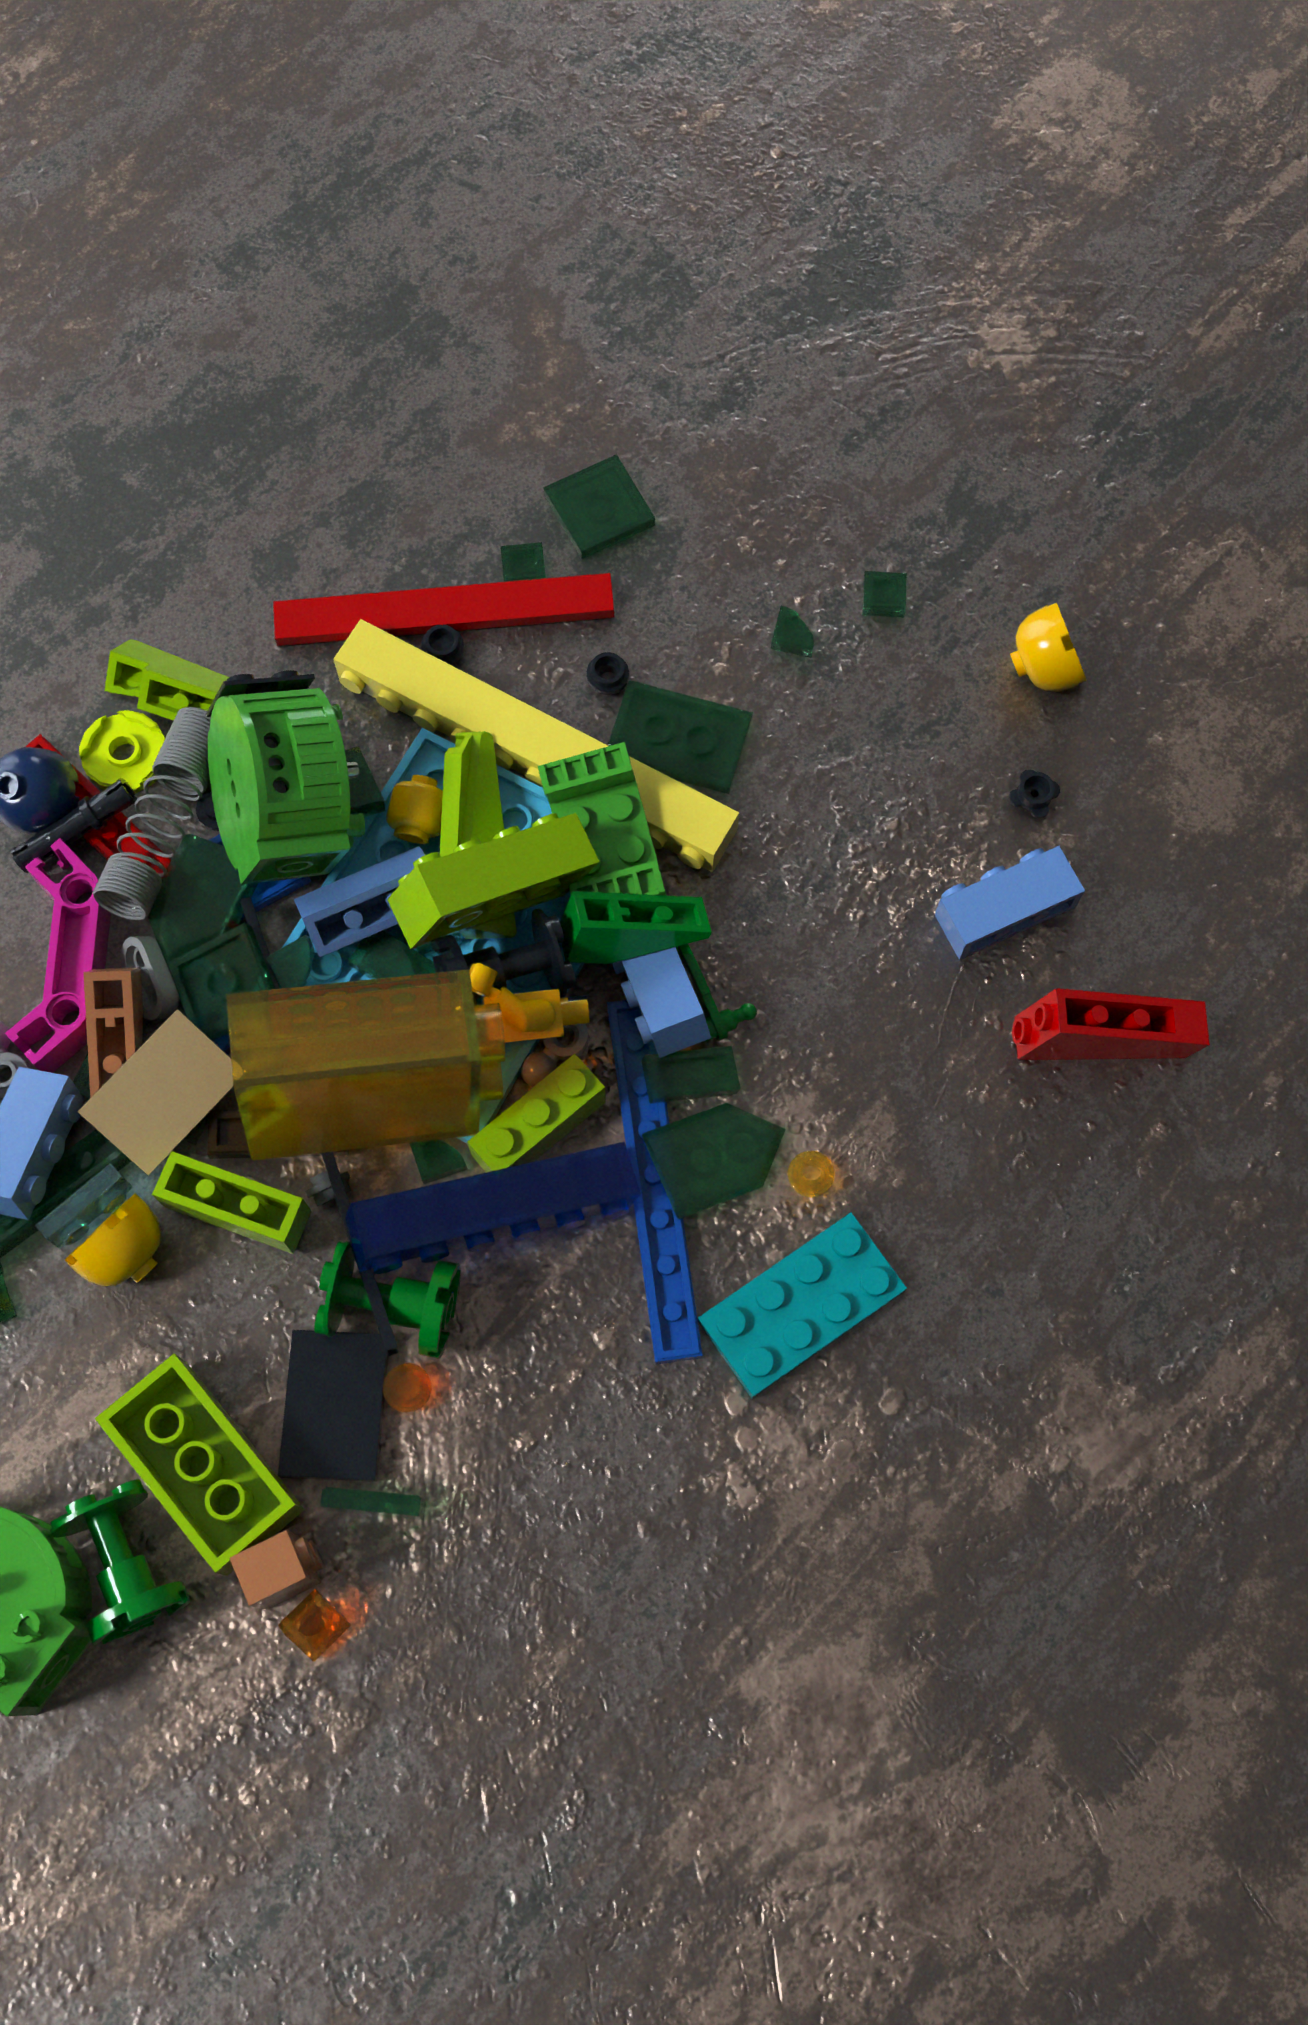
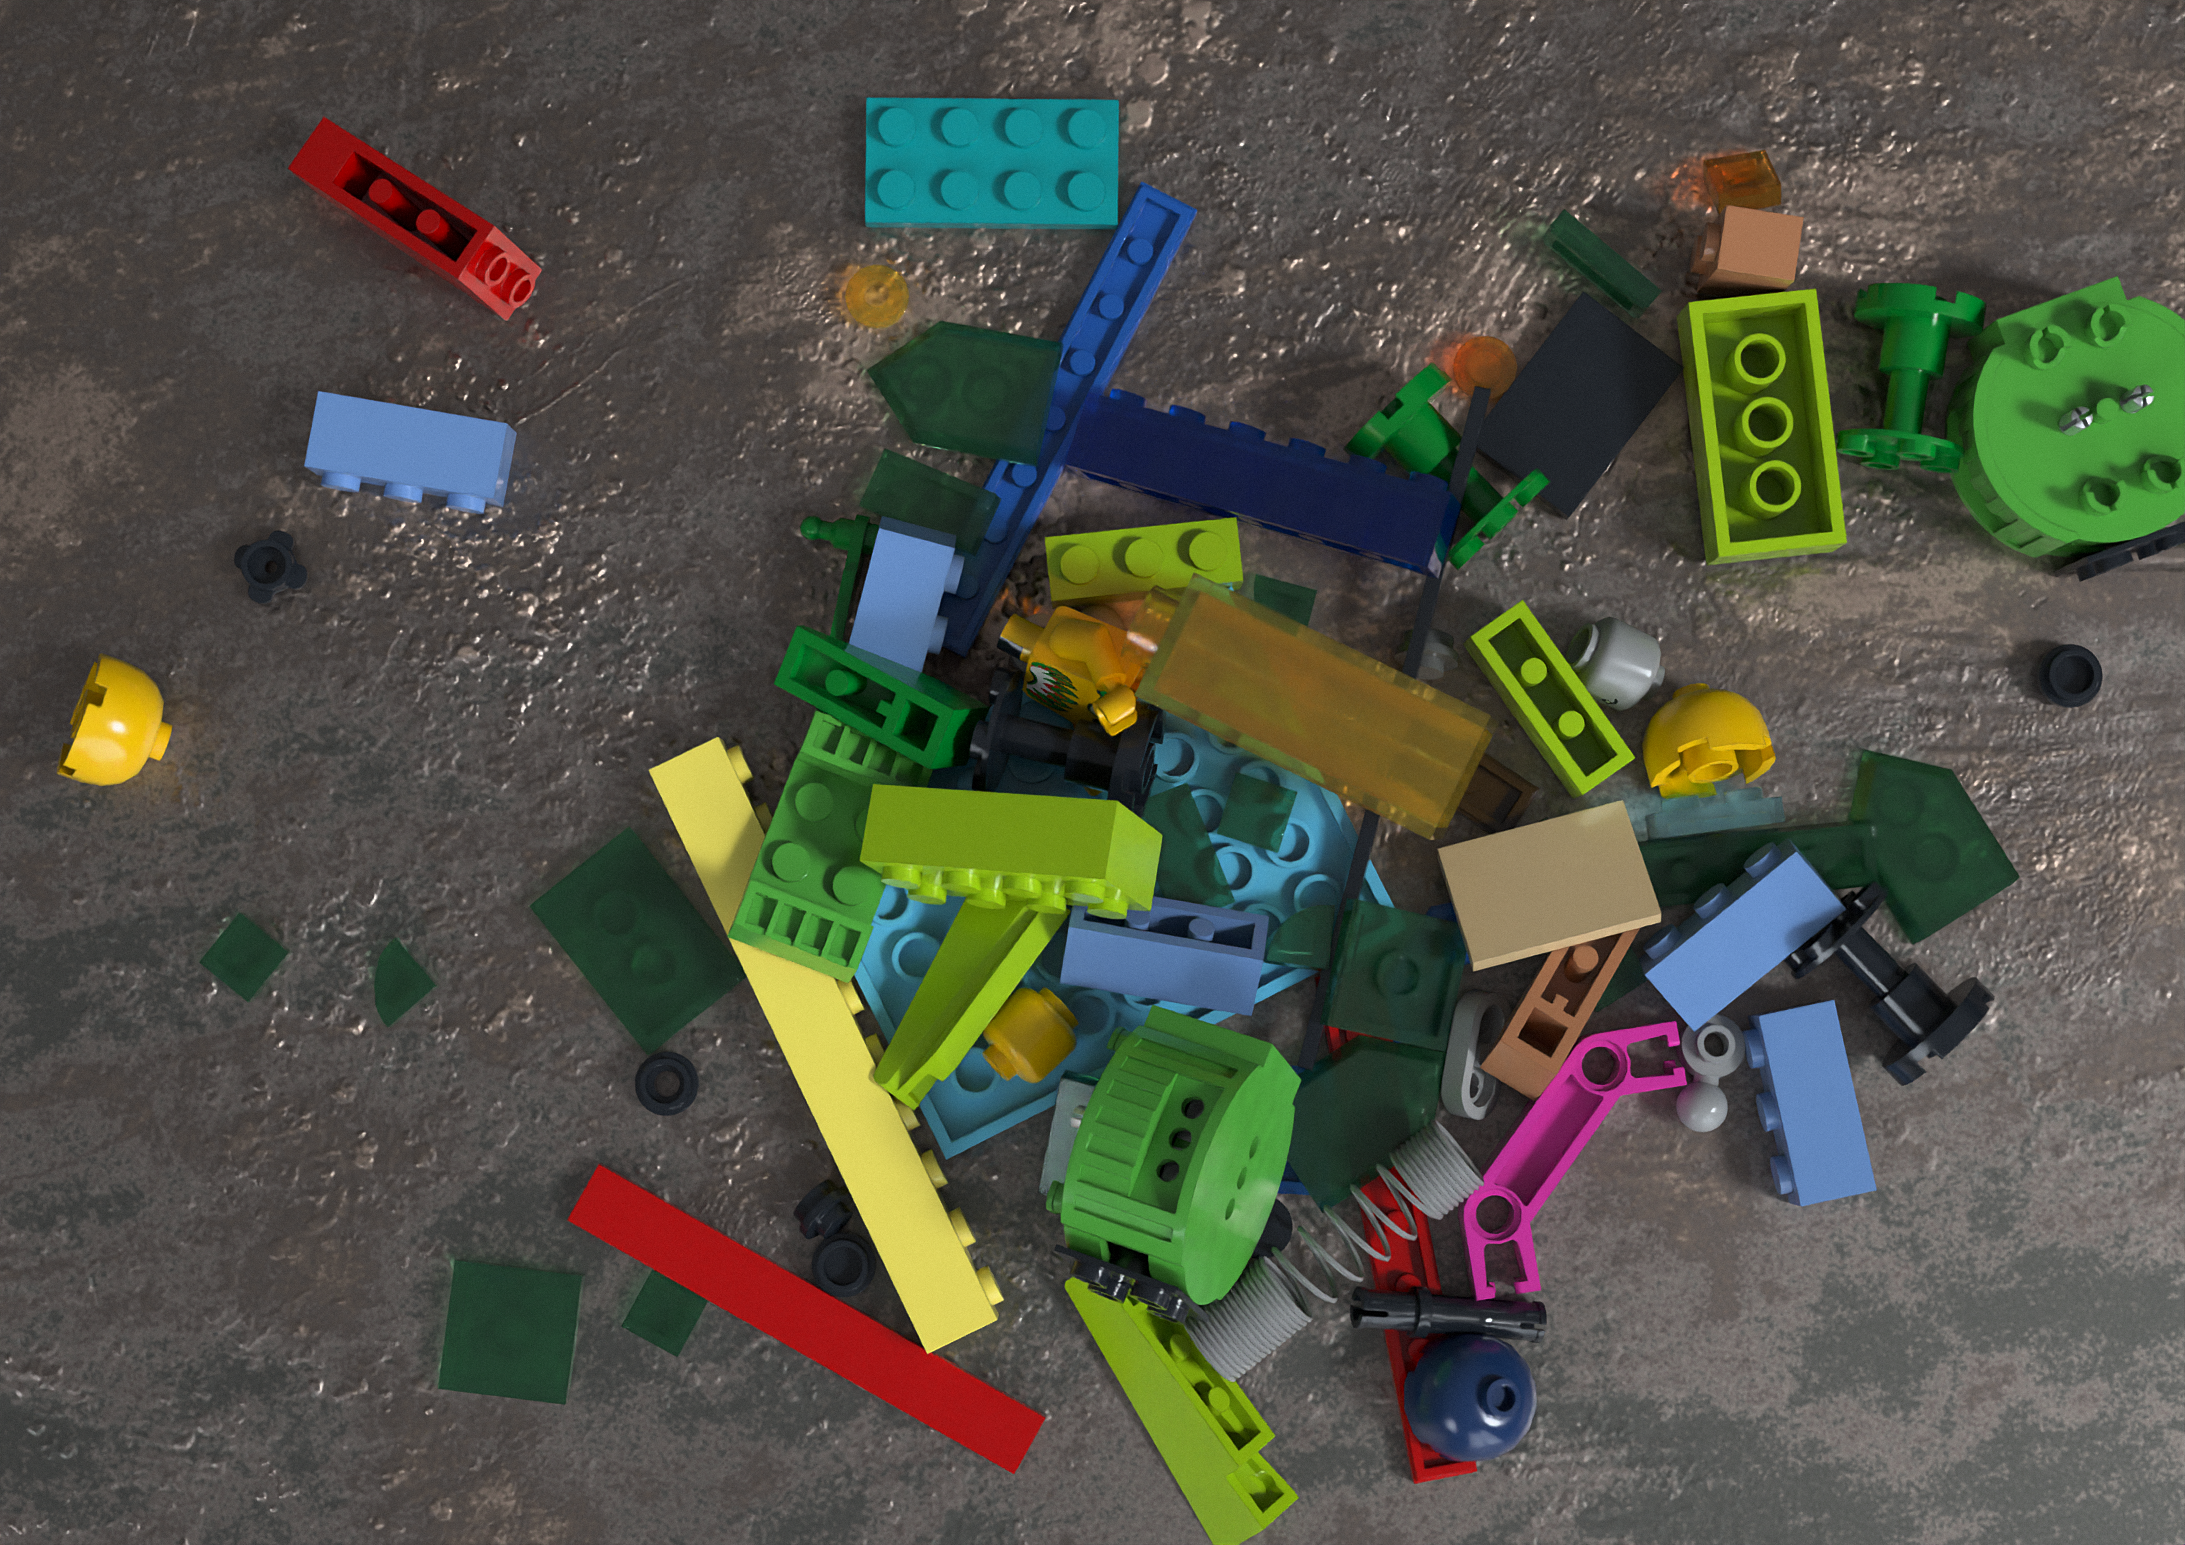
camera: 145 degrees left, 15 degrees up
(107, 735) = (1322, 1429): neon yellow tile -> none
(205, 1257) = (1616, 662): none -> light grey head
(473, 660) = (824, 1210): none -> black plate

